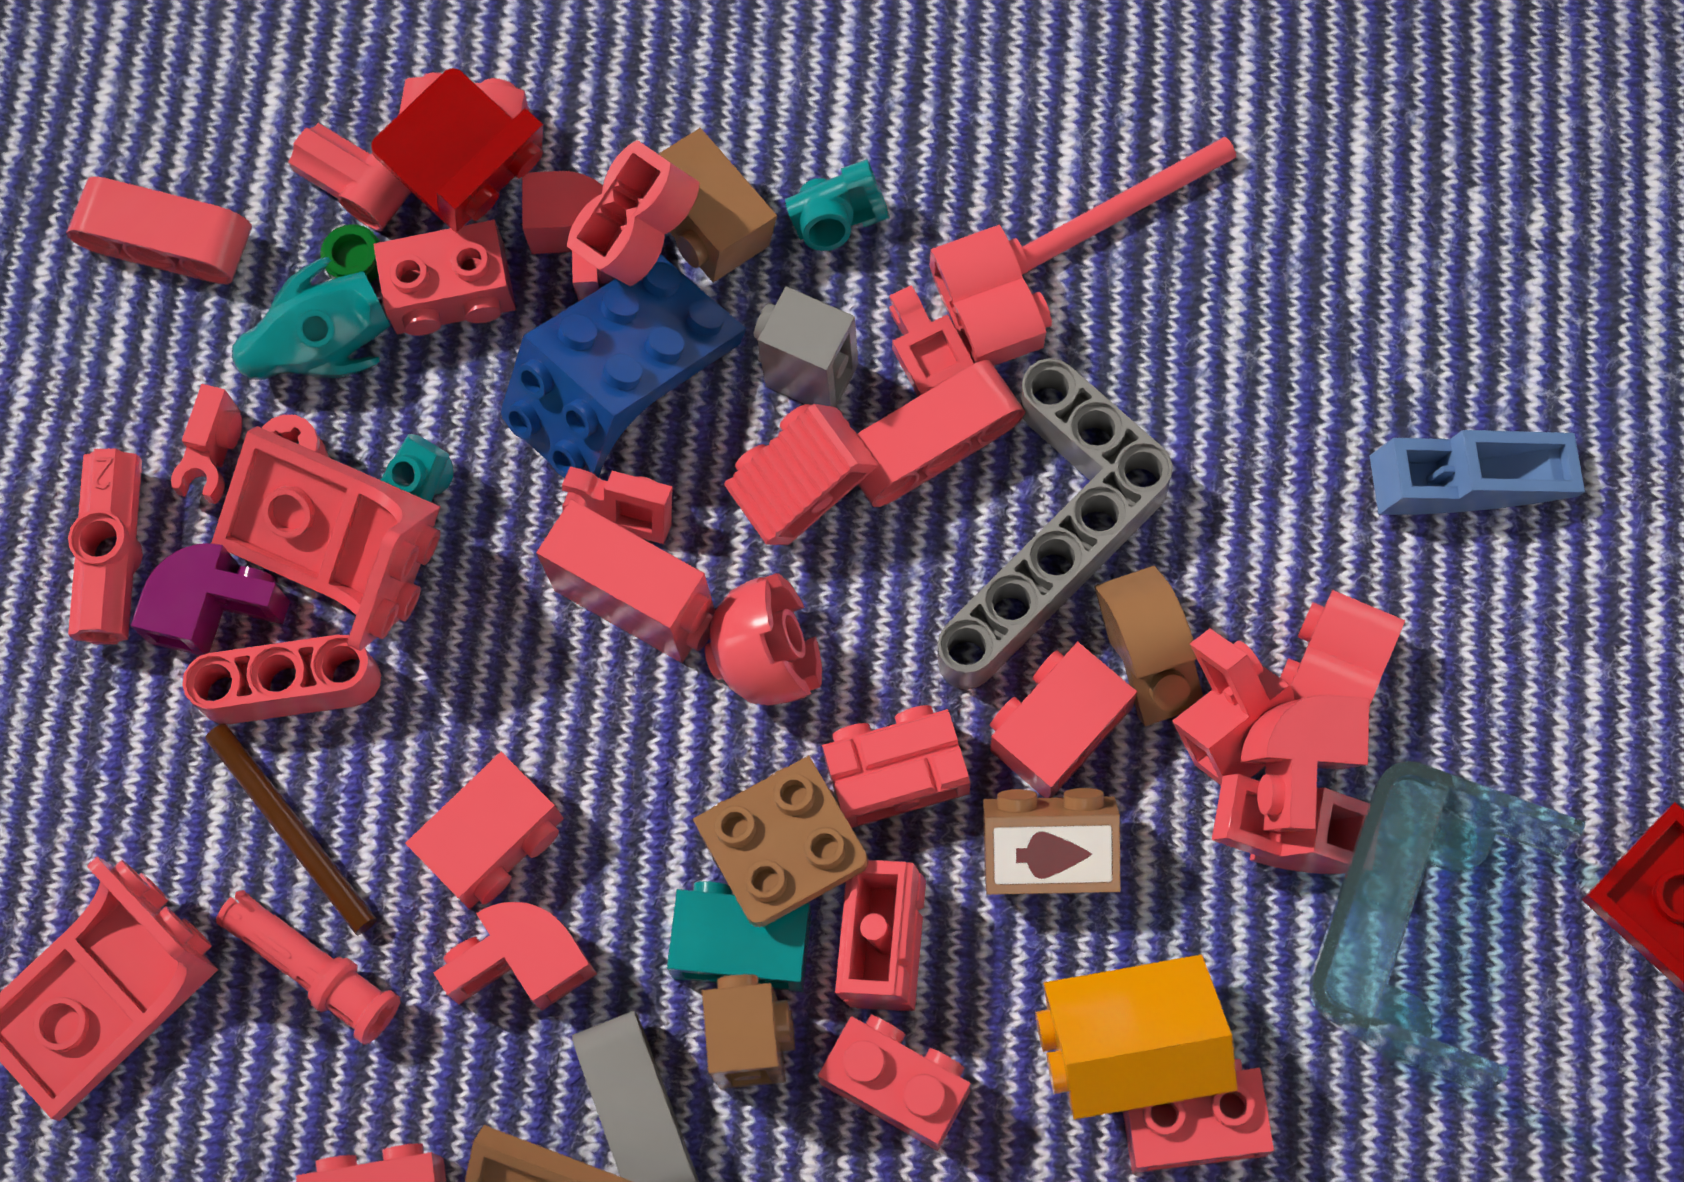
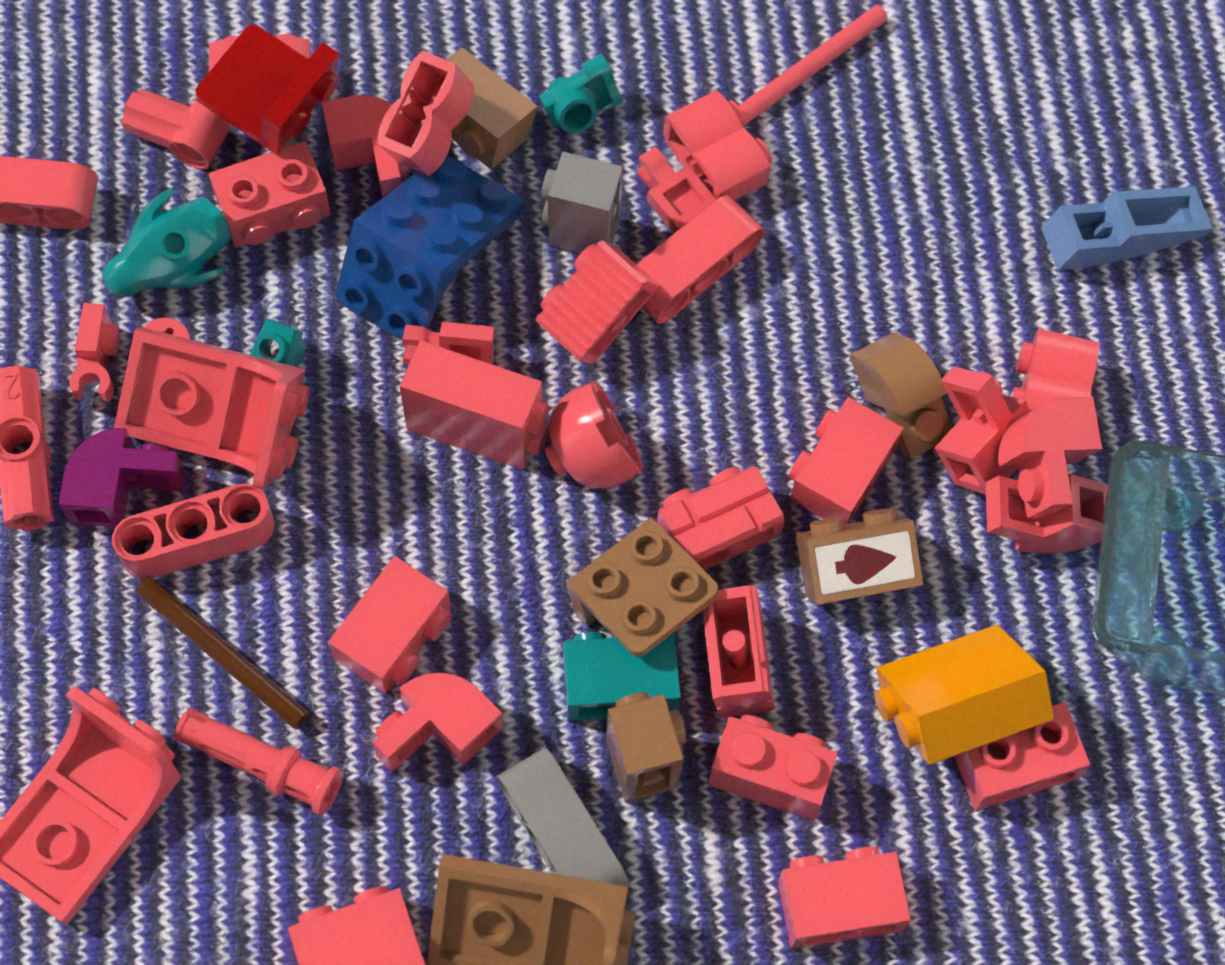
camera: 20 degrees left, 5 degrees down
(350, 252) = (189, 184): green tile -> none
(1066, 533) = (819, 320): light grey beam -> none

